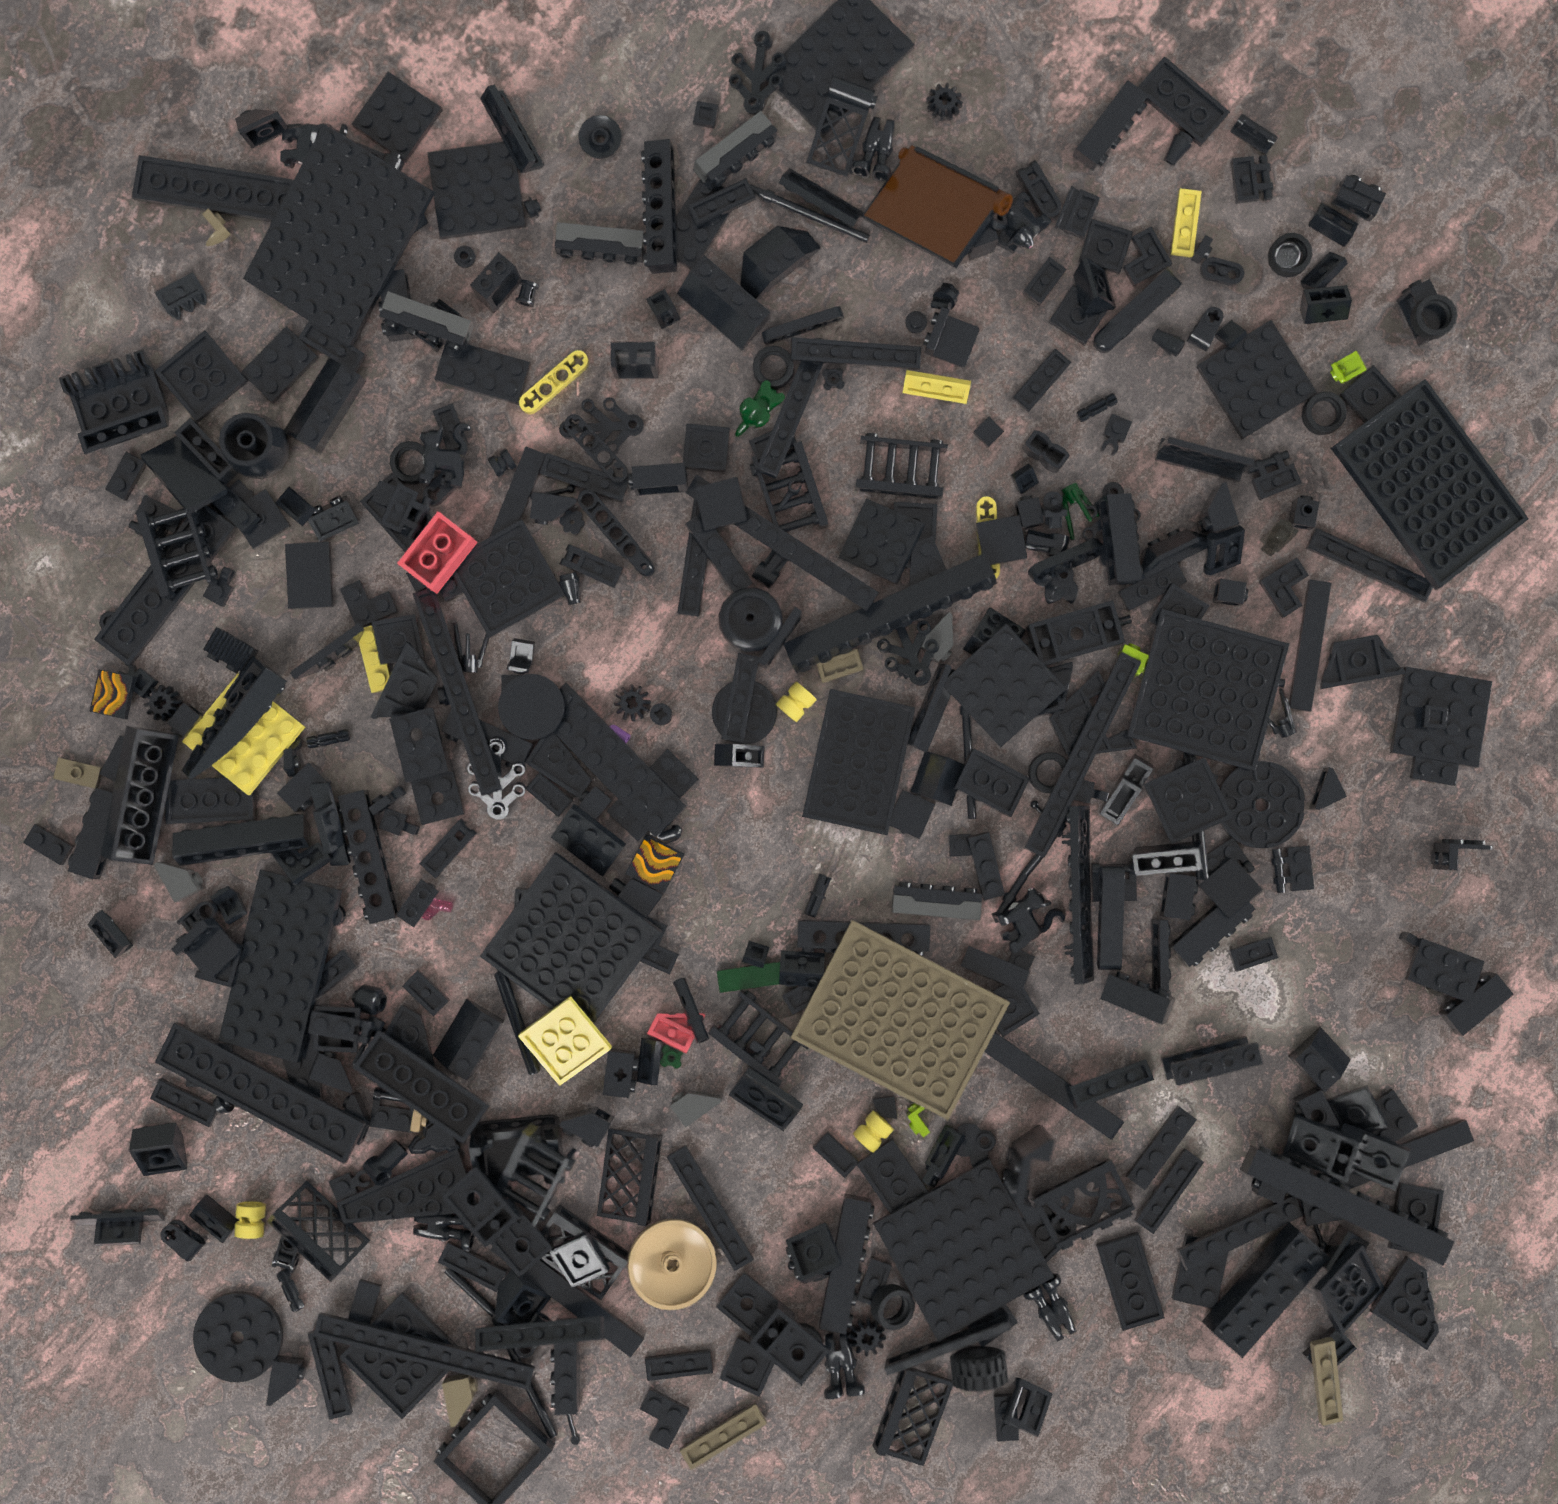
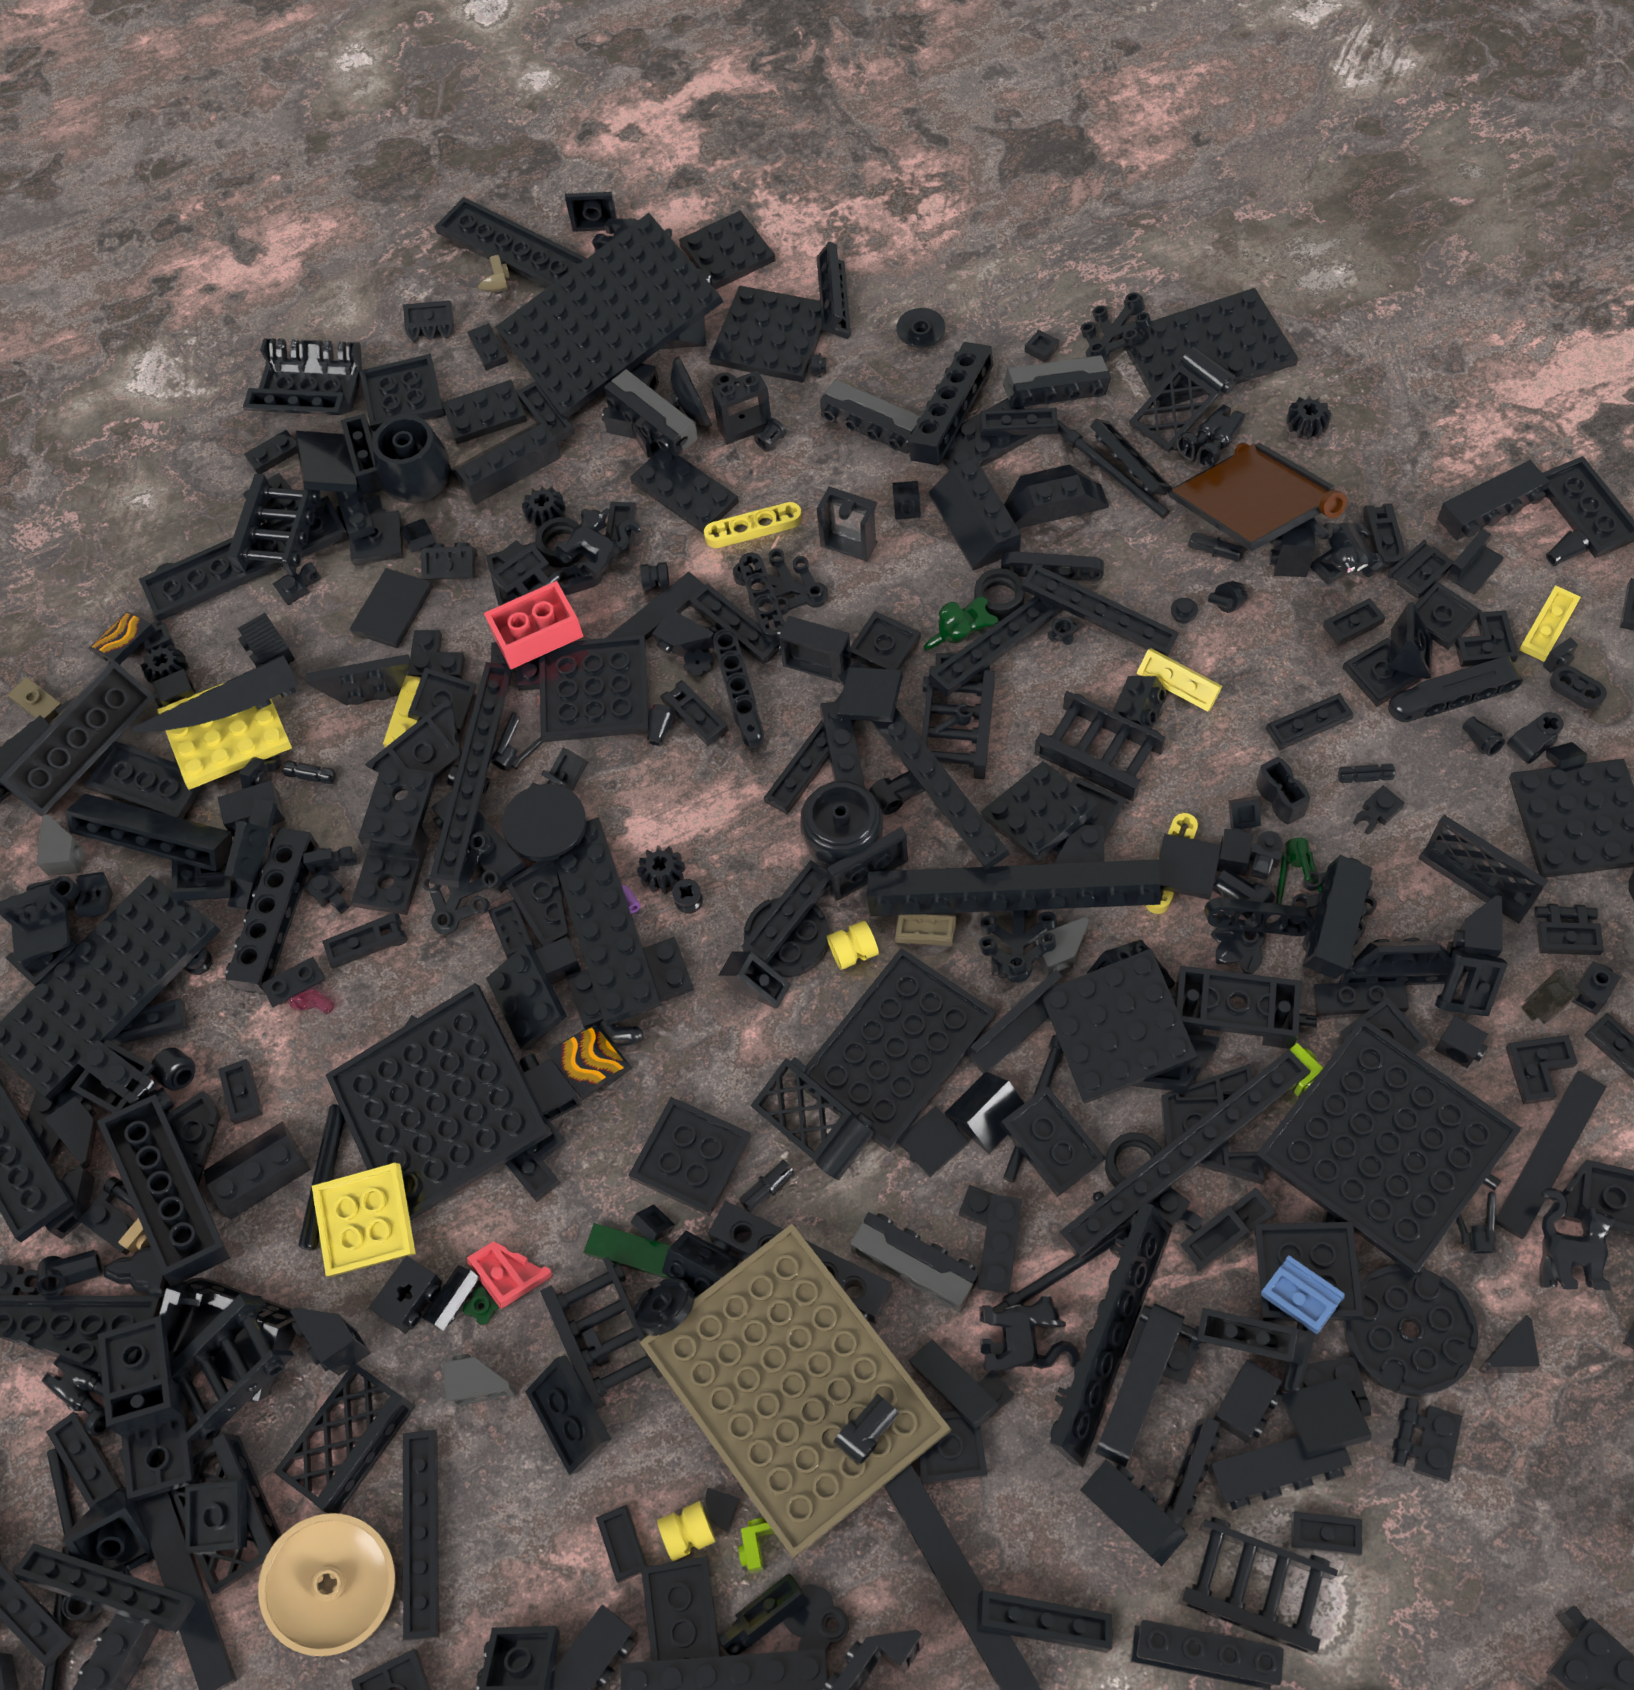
camera: 30 degrees right, 25 degrees down
(246, 299) = (487, 346): none -> black plate
(373, 437) = (543, 506): none -> black gear
(447, 290) = (686, 394): none -> black dish
(694, 1020) = (534, 1266): black pin -> none
(757, 898) = (690, 1156): none -> black plate
(794, 1008) = (664, 1307): none -> black tile
(856, 843) = (846, 1136): none -> black piece
(913, 255) = (1215, 546): none -> black axle
(915, 418) = (1141, 700): none -> black bracket
(950, 339) = (1215, 637): black bracket -> none
(959, 1033) = (860, 1436): none -> black piece
(988, 432) = (1221, 750): black tile -> none
(1115, 190) = (1475, 564): none -> black panel
(1192, 821) = (1302, 1294): none -> medium blue plate
(1215, 1023) = (1233, 1608): none -> black fence
(1344, 710) = (1566, 1250): none -> black animal

